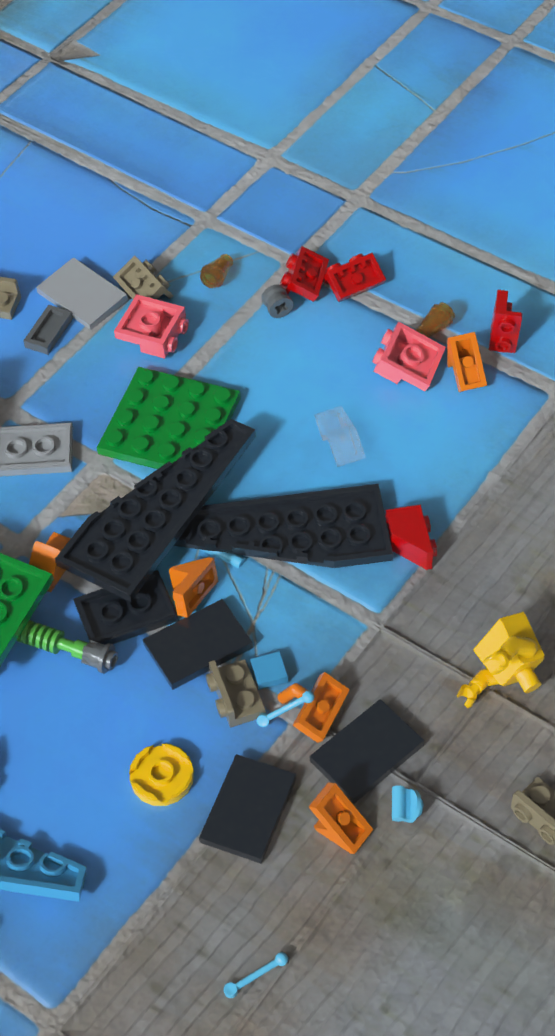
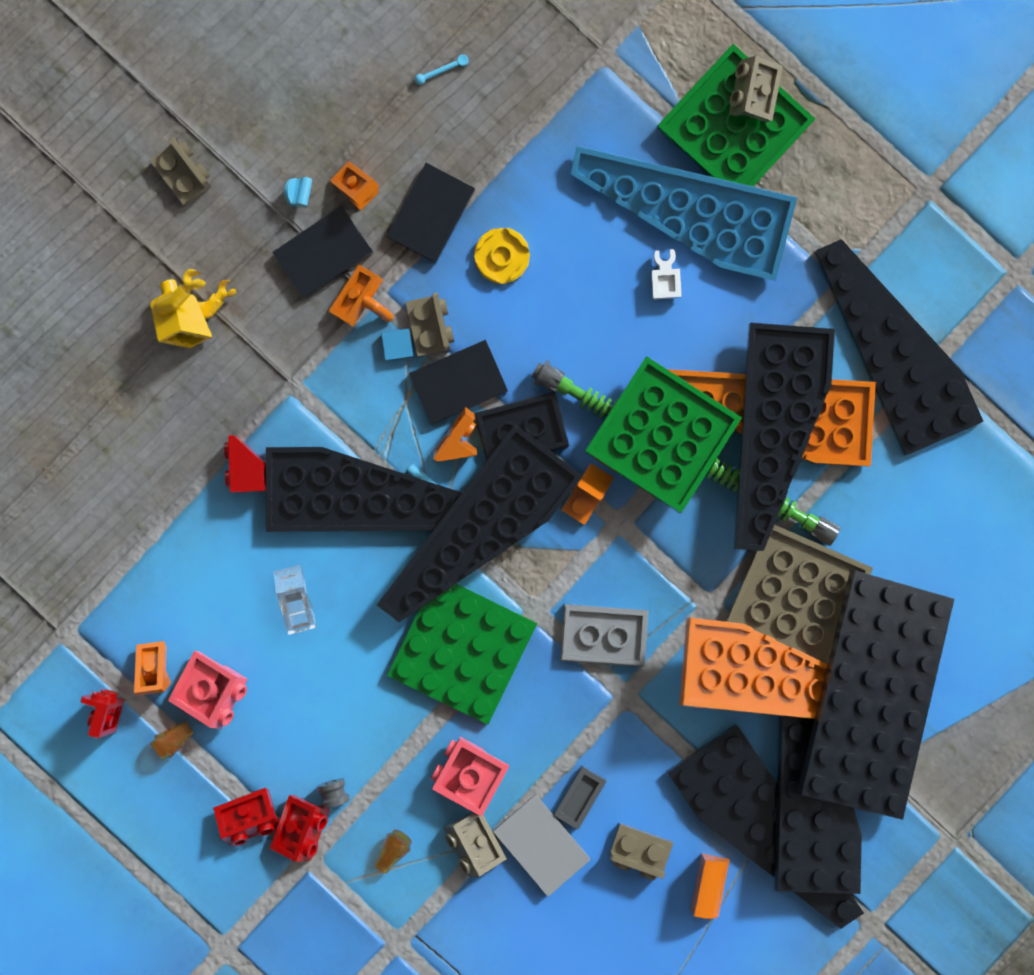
camera: 175 degrees left, 35 degrees up
(264, 719) = (366, 295): medium azure hinge -> none

